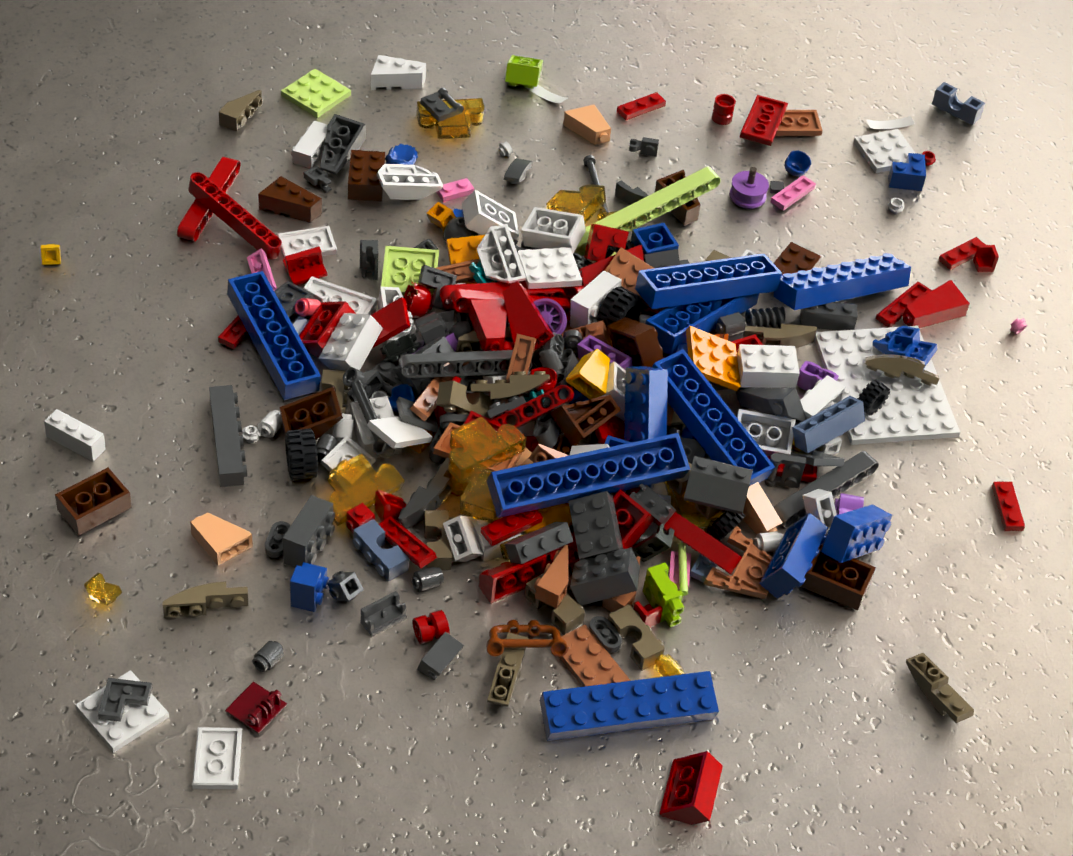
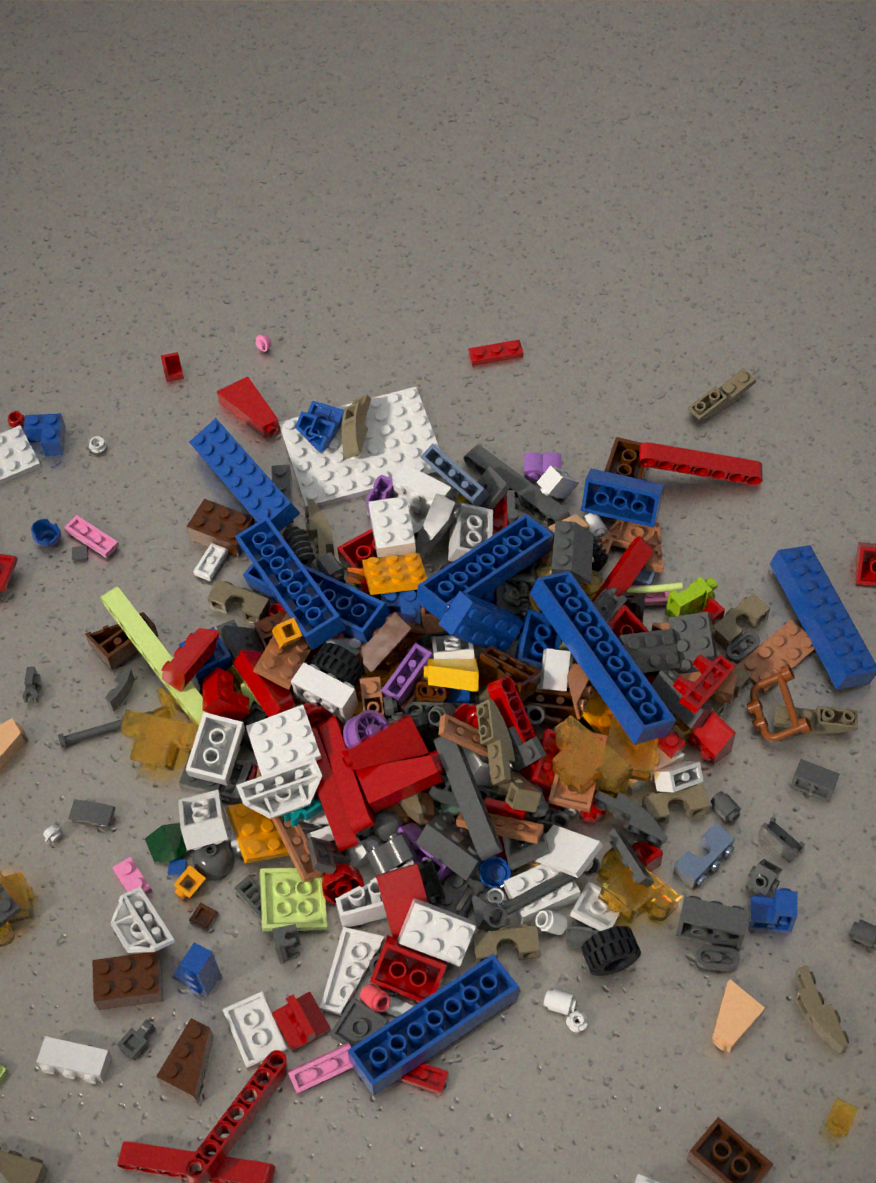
camera: 90 degrees left, 10 degrees up
(227, 436) = (590, 1044): dark grey brick -> none
(315, 412) = (555, 950): reddish brown slope -> none
(341, 138) = (72, 1019): dark grey wedge -> none
(358, 516) = (676, 878): red brick -> none
(360, 204) = (198, 970): none -> blue wedge
(384, 480) = (630, 858): none -> dark grey plate
(402, 155) = (91, 944): blue hair -> none
(411, 226) = (204, 917): none -> reddish brown tile
(413, 547) = (693, 830): red tile -> none
(429, 627) = (788, 794): red wheel -> none
(554, 563) = (713, 675): none -> red hinge
(639, 217) = (190, 658): none -> red slope
(648, 261) = (286, 633): none -> light orange brick
(668, 666) = (767, 590): clear yellow brick -> none
(749, 189) = (97, 574): medium lavender wheel -> none
(837, 639) = (700, 463): none -> red beam
(857, 533) = (588, 447): blue brick -> none
(874, 396) = (405, 445): black tyre -> none
(896, 309) = (249, 437): red tile -> none
(960, 254) = (161, 388): red plate -> none

